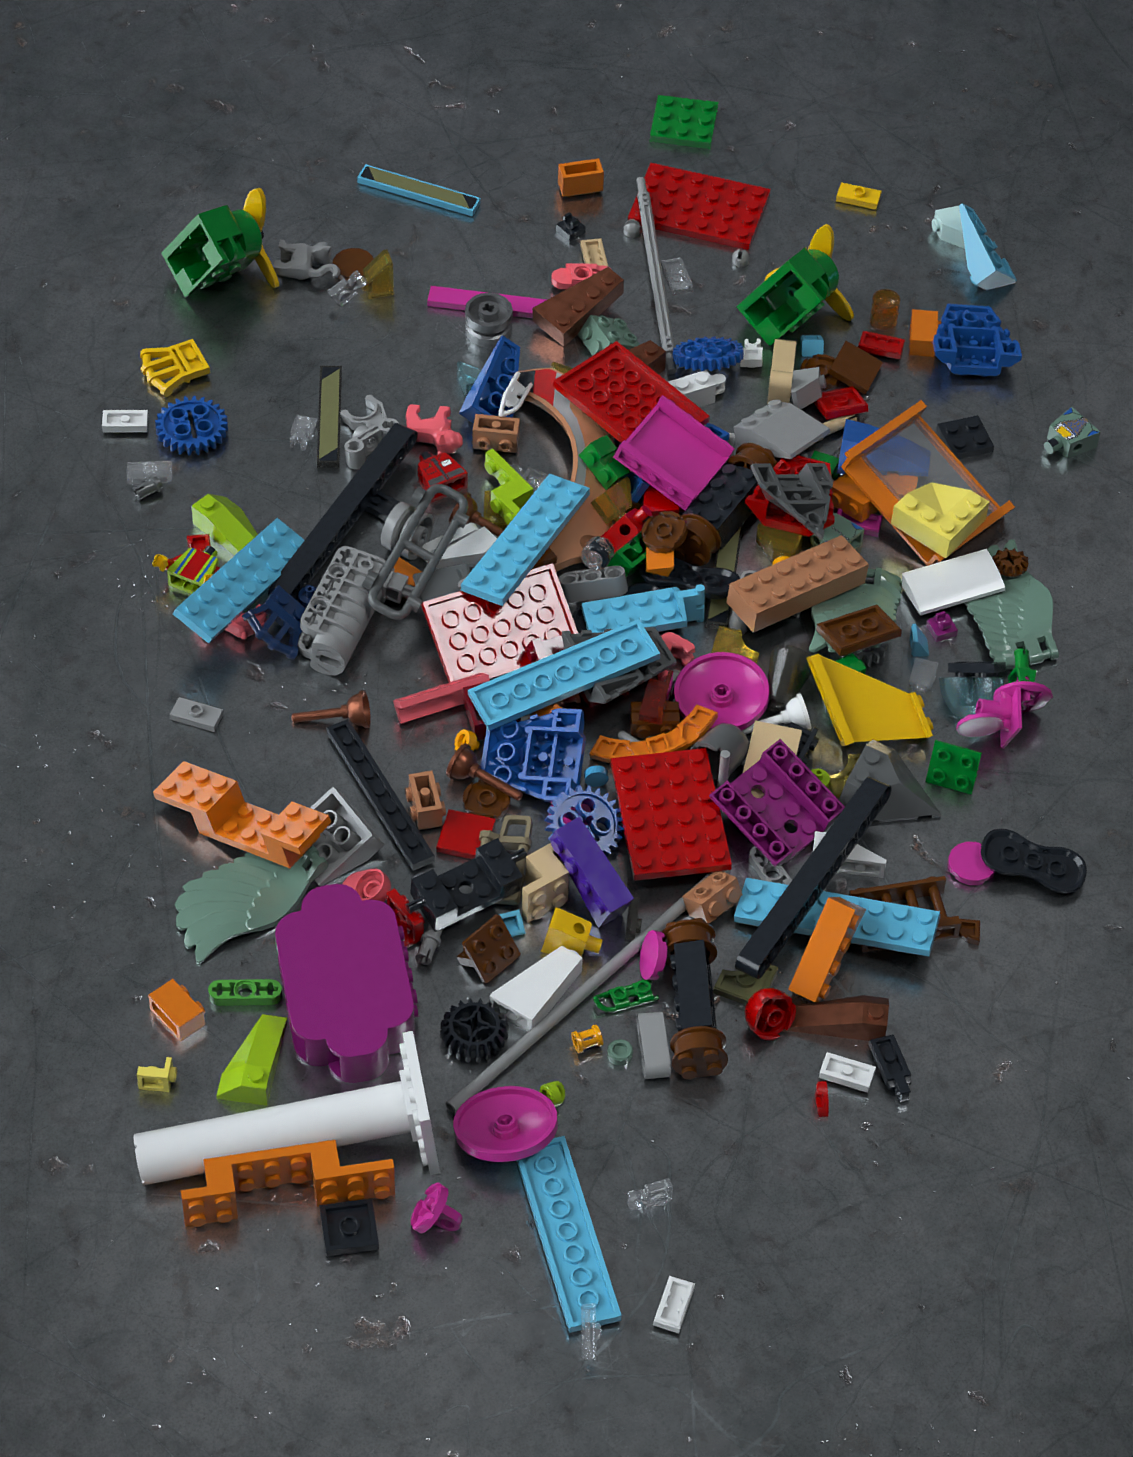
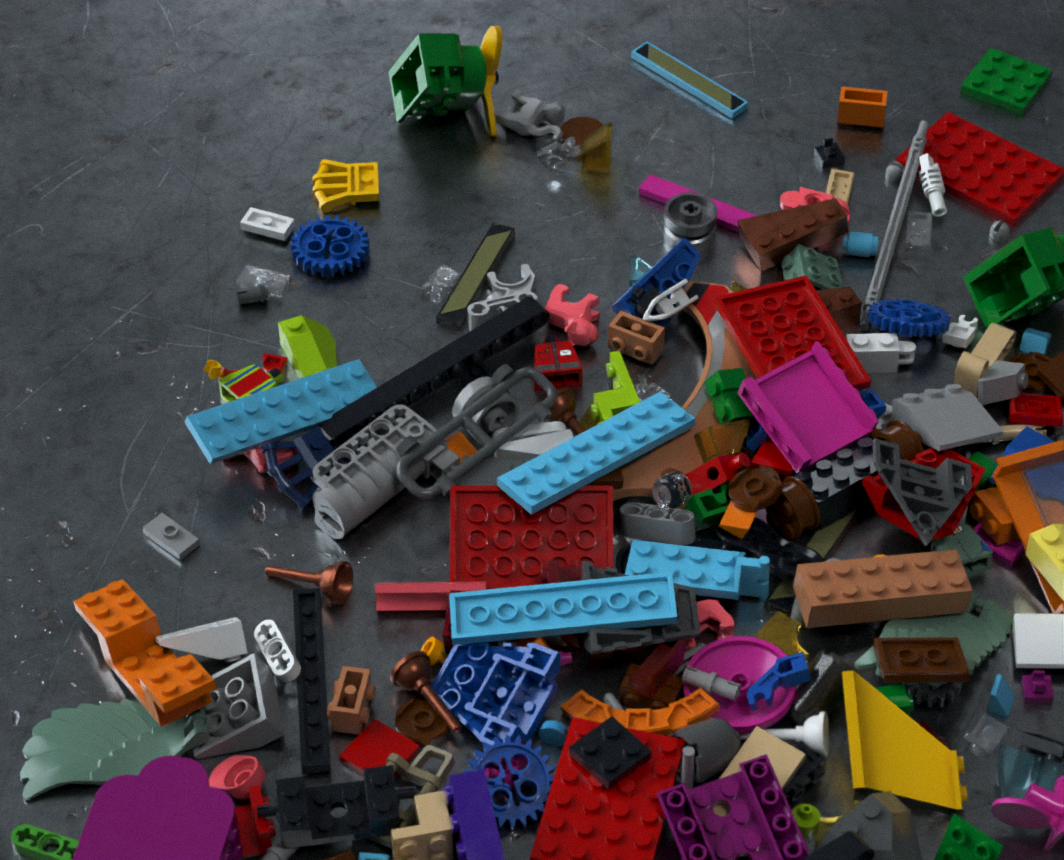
camera: 25 degrees right, 5 degrees down
(290, 785) = (214, 640): none -> white slope
(345, 788) = (285, 655): none -> white beam
(493, 399) = (643, 299): none -> black tile
(636, 300) = (860, 244): none -> medium azure brick
(657, 775) = (610, 752): none -> black plate
(670, 232) = (932, 184): none -> white hinge
(703, 698) = (711, 683): none -> light grey pin
(751, 679) = (785, 673): none -> blue piece
(778, 542) = (890, 539): clear yellow slope -> none

